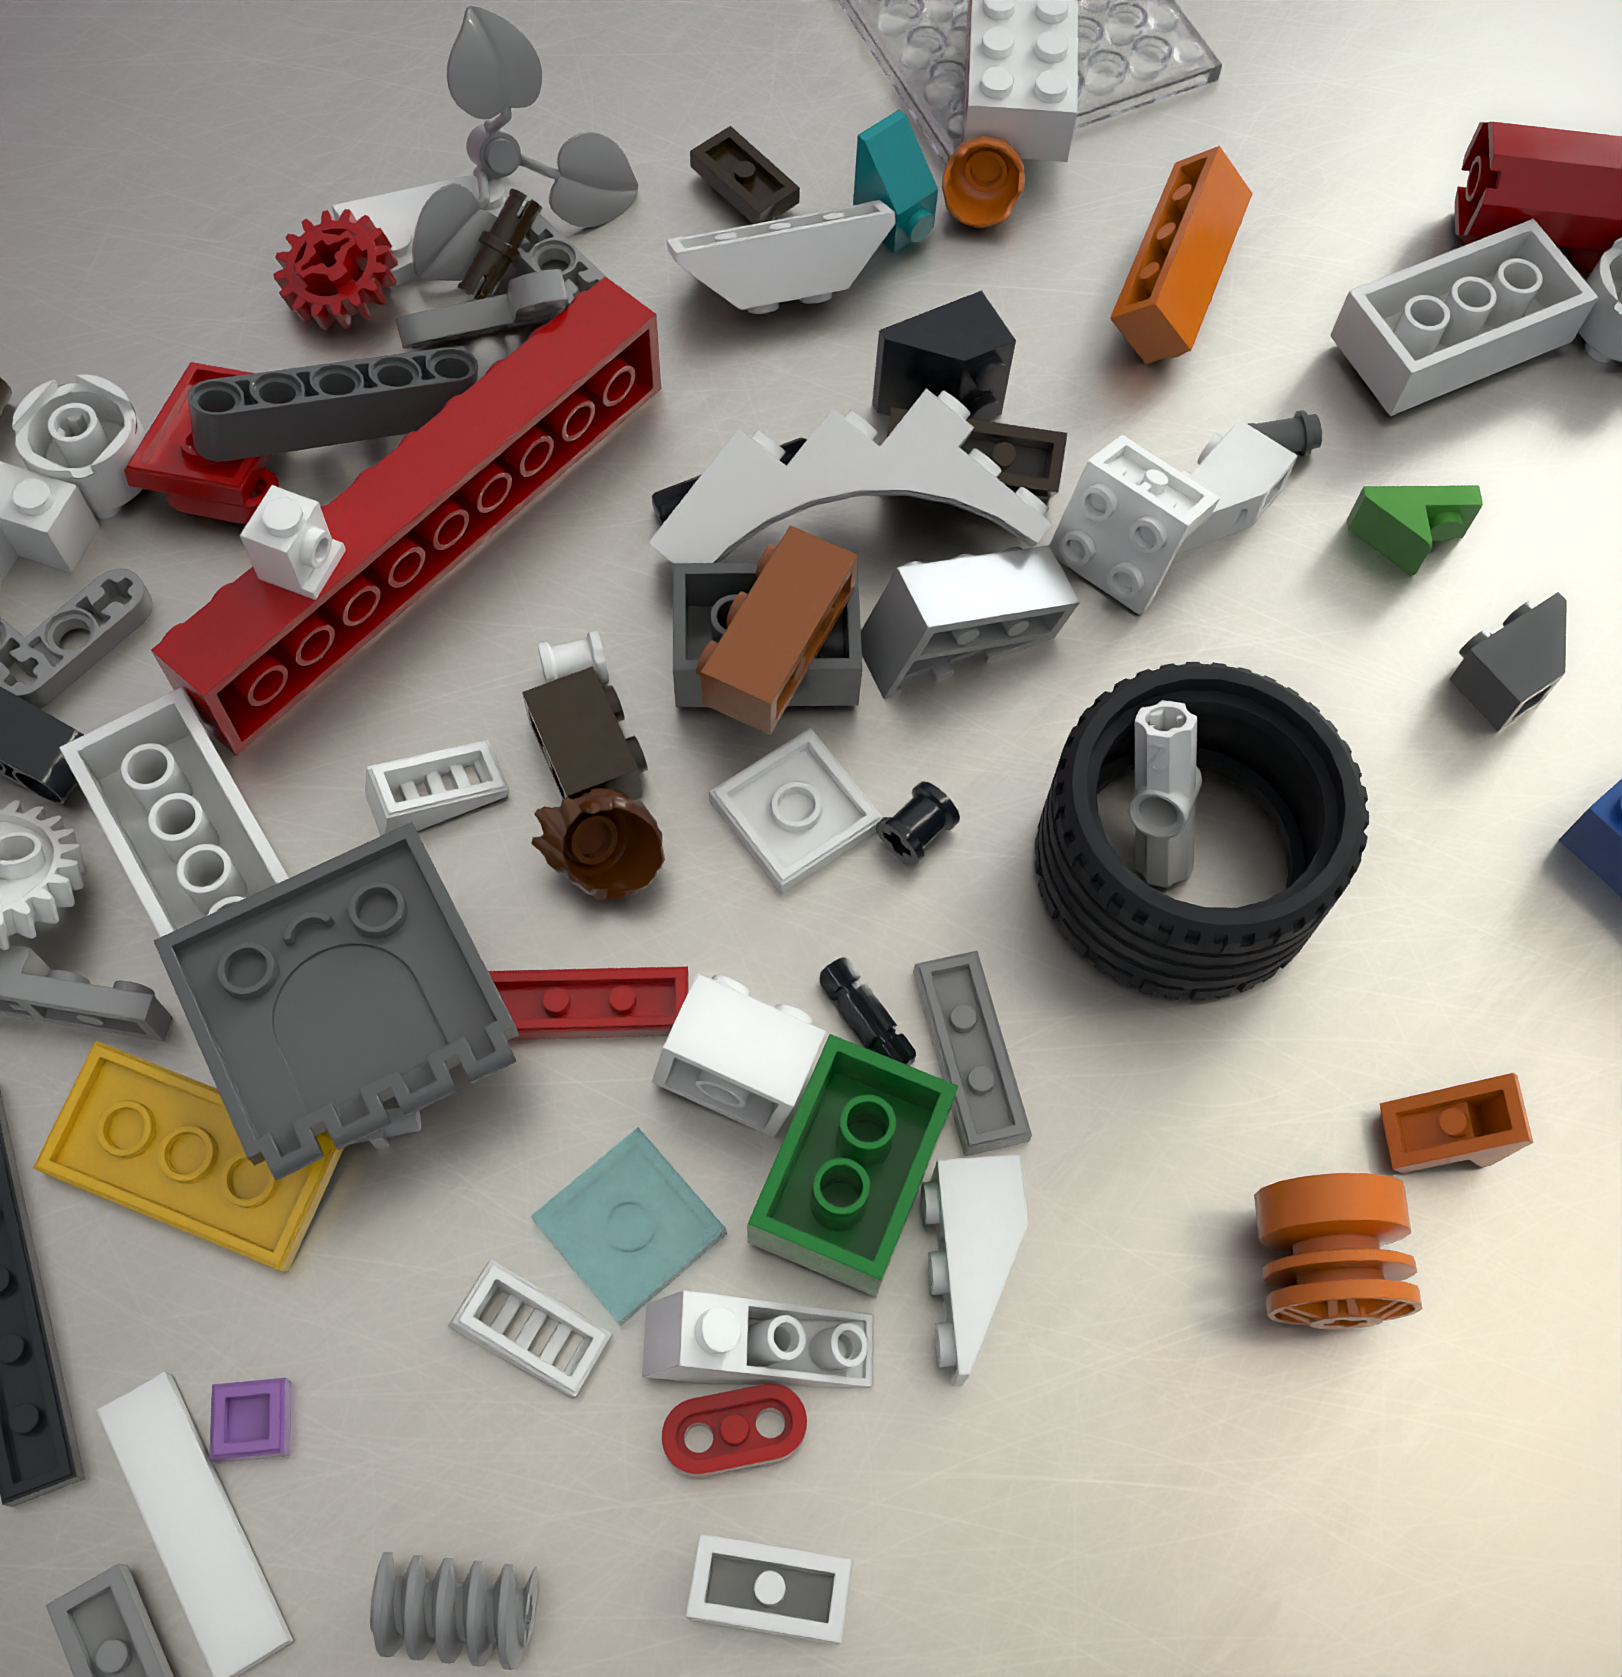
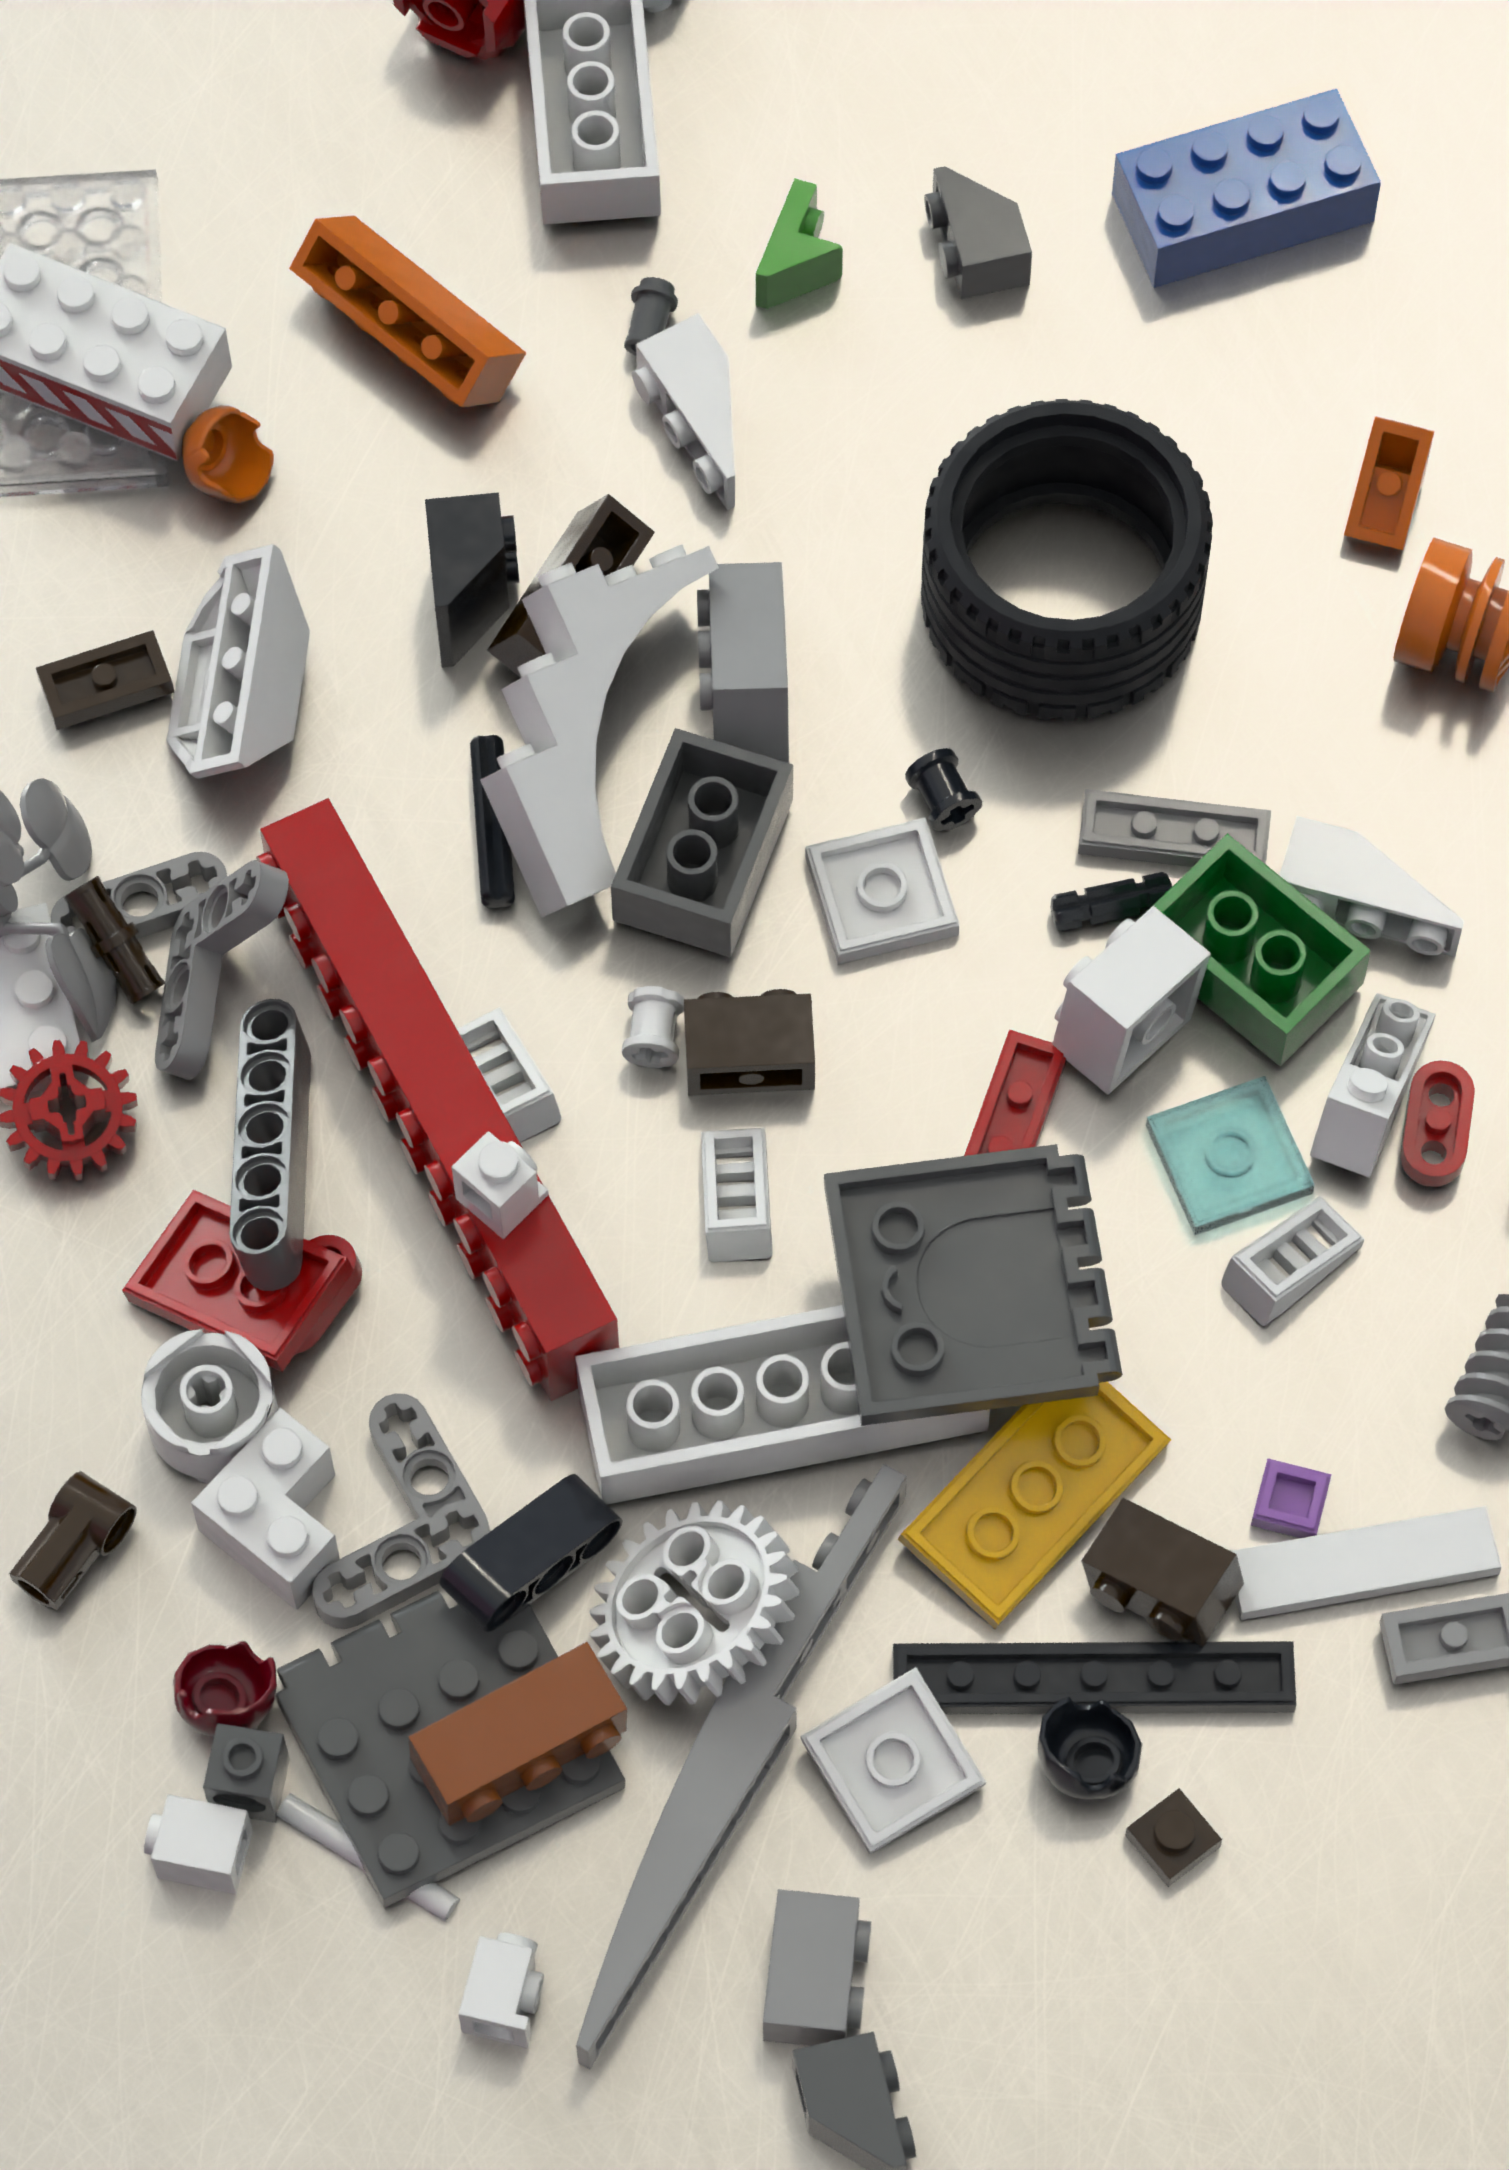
camera: 65 degrees left, 0 degrees up
(106, 1309) = (1162, 1573): none -> dark brown brick
(467, 598) = (527, 1107): none -> white slope
(602, 843) = (870, 1050): reddish brown hair -> none
(777, 629) = (739, 811): dark orange brick -> none
(896, 172) = (200, 534): teal slope -> none
(1129, 521) = (715, 480): white bracket -> none
(1165, 792) = (1021, 562): white piece -> none

